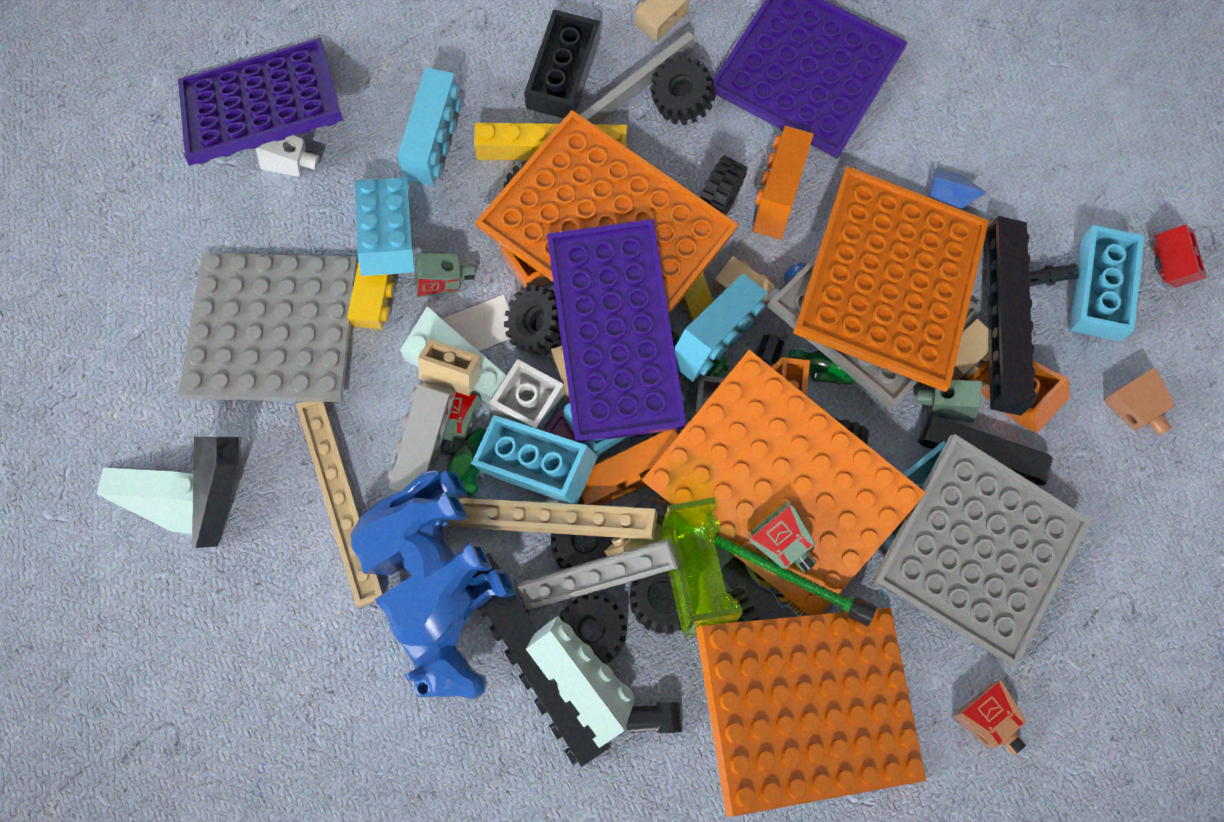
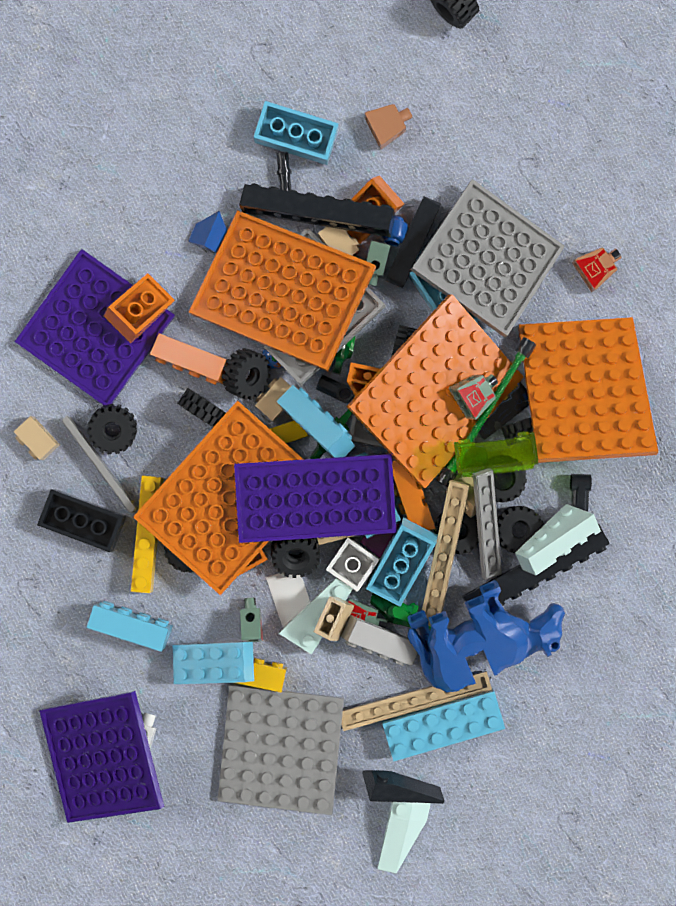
camera: 85 degrees left, 15 degrees up
(304, 541) = (443, 725): none -> medium azure brick
(780, 223) = (237, 370): none -> black tyre
(843, 106) = (138, 308): none -> orange slope
(996, 422) = (398, 232): none -> blue head
(1179, 256) = (279, 75): red brick -> none

